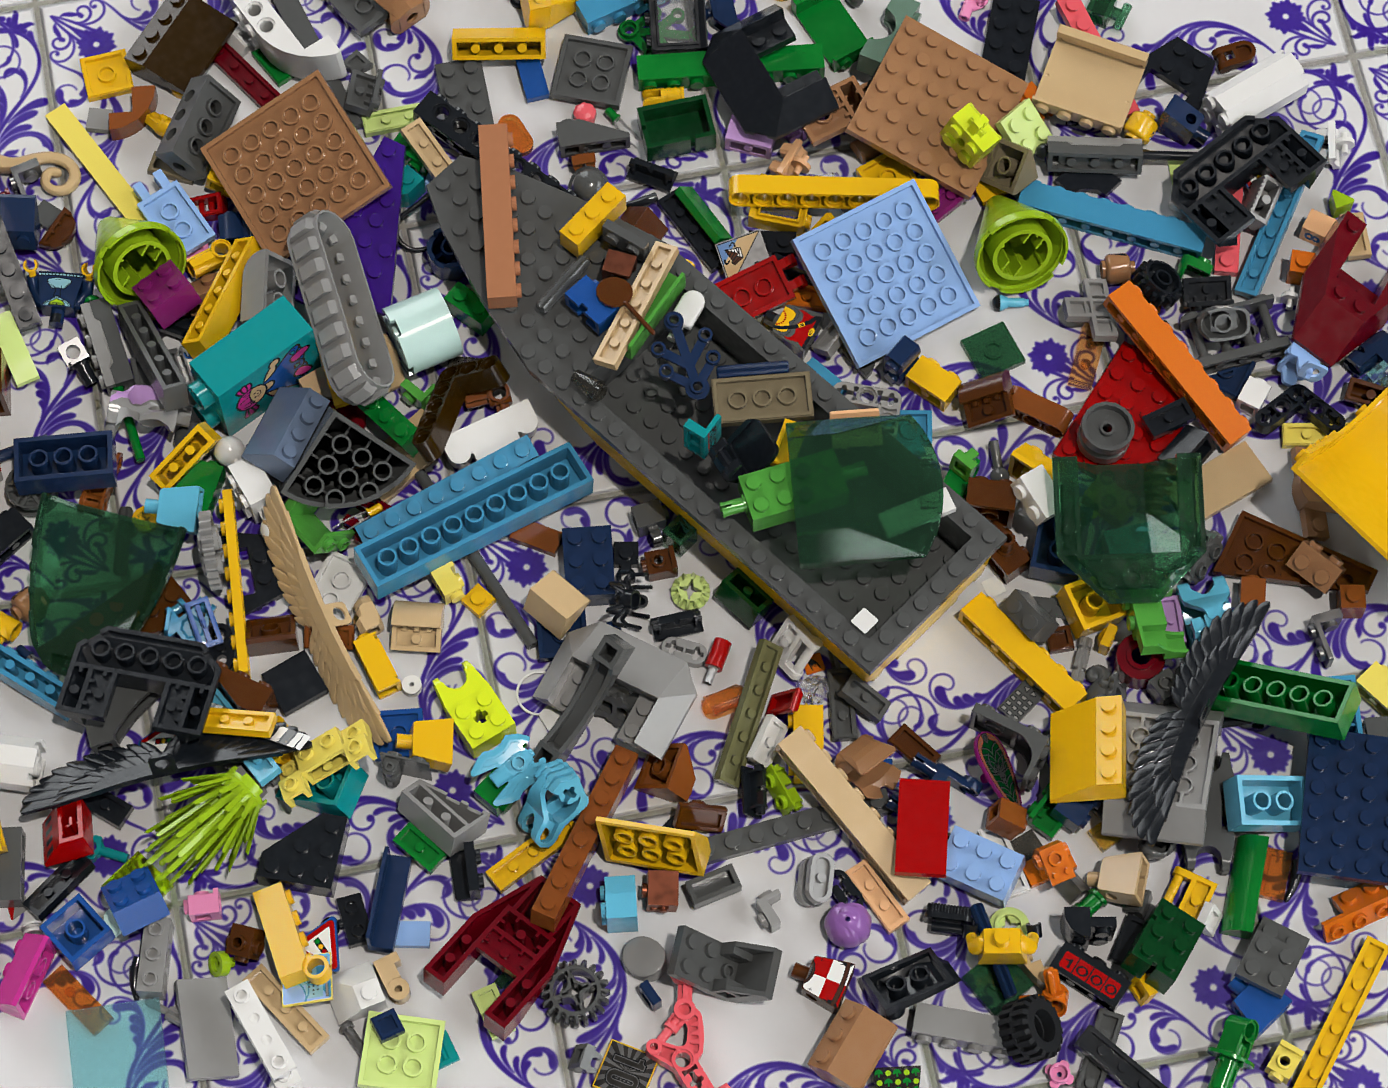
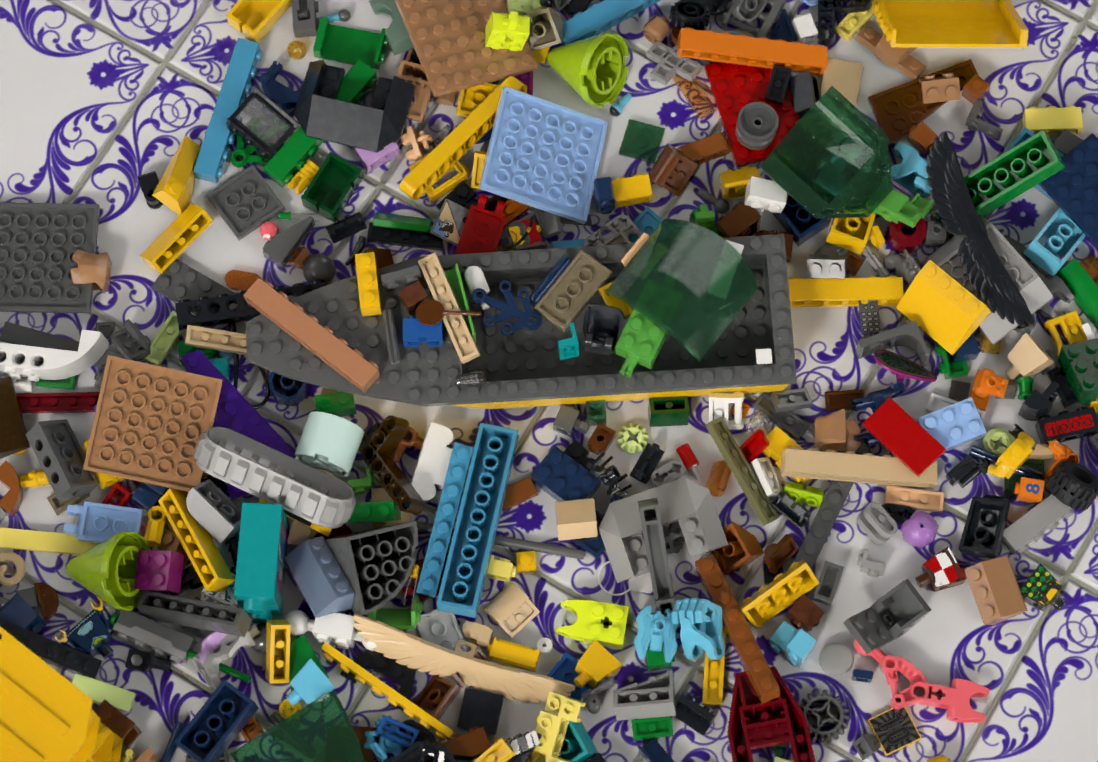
camera: 45 degrees left, 5 degrees up
(210, 550) = (355, 687): light grey gear -> none
(532, 79) = (217, 240): blue tile -> none
(986, 993) = (1029, 490): none -> orange brick
(1006, 818) = (936, 387): dark orange brick -> none

